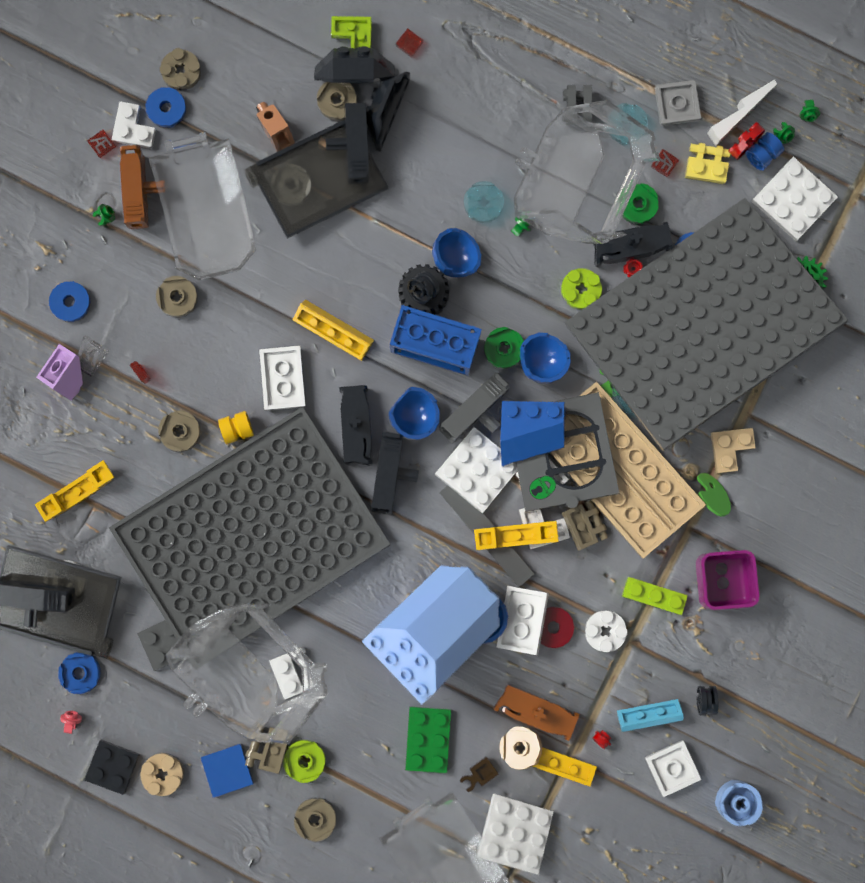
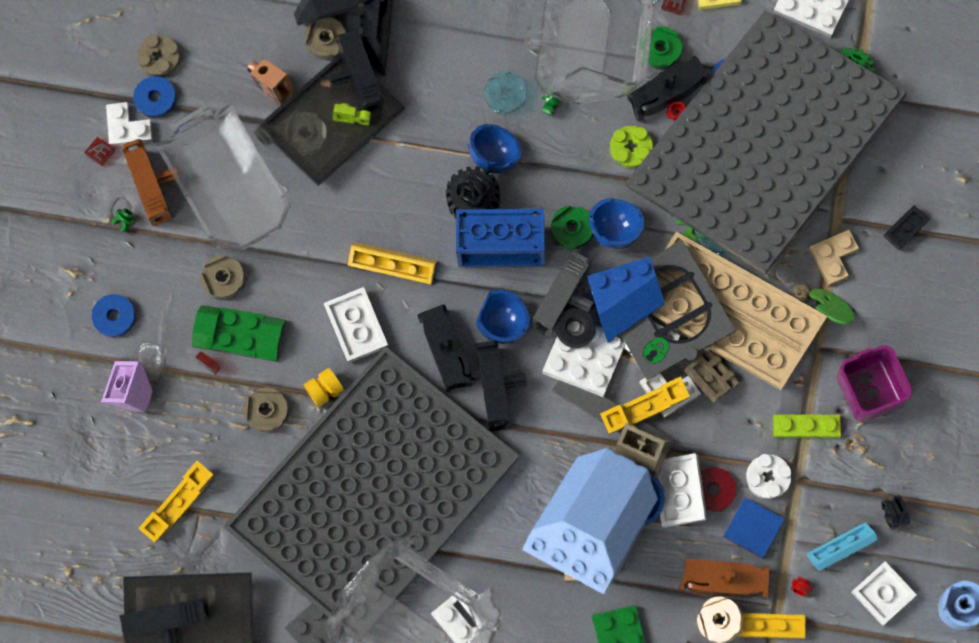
camera: 10 degrees left, 10 degrees down
(175, 351) = (237, 332): none -> green piece
(333, 179) = (349, 114): none -> lime plate
(477, 431) = (575, 315): none -> black tyre
(501, 574) = (643, 447): none -> dark tan slope
(577, 673) = (753, 528): none -> blue tile
(805, 442) = (906, 227): none -> black plate

